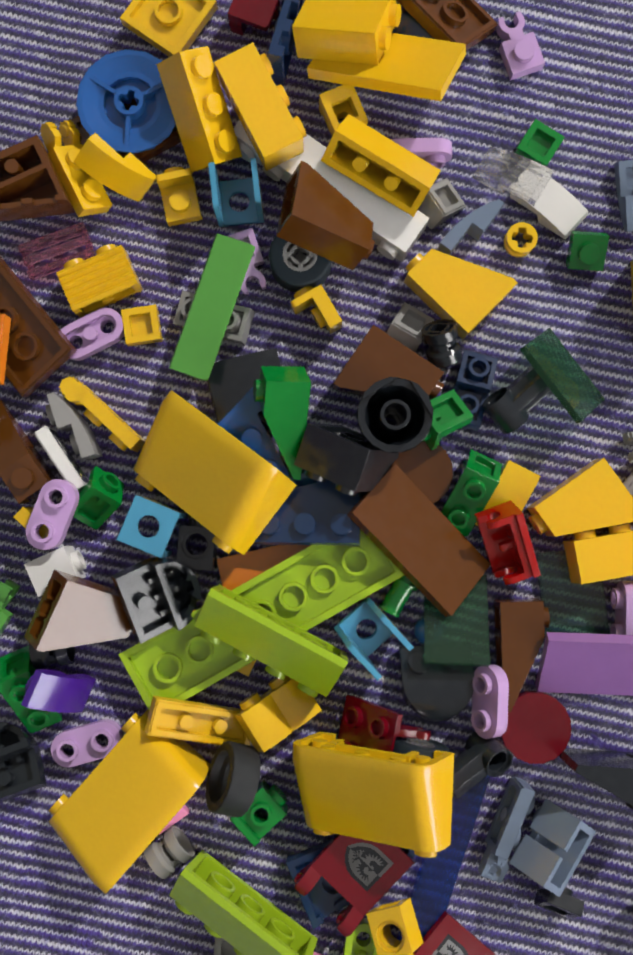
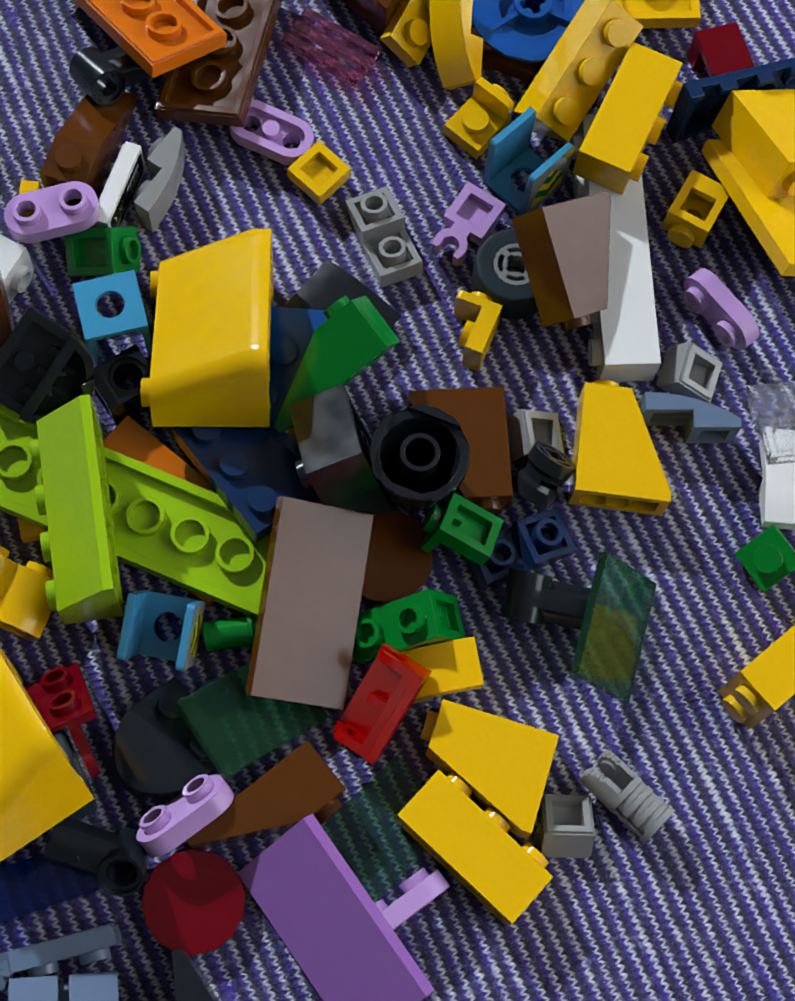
camera: 45 degrees right, 15 degrees down
(99, 279) = (333, 101): yellow brick -> none
(100, 413) = (195, 193): yellow hinge -> none
(211, 307) = (389, 217): bright green slope -> none
(380, 165) = (670, 272): yellow brick -> none
(529, 233) = (723, 467): yellow bush -> none

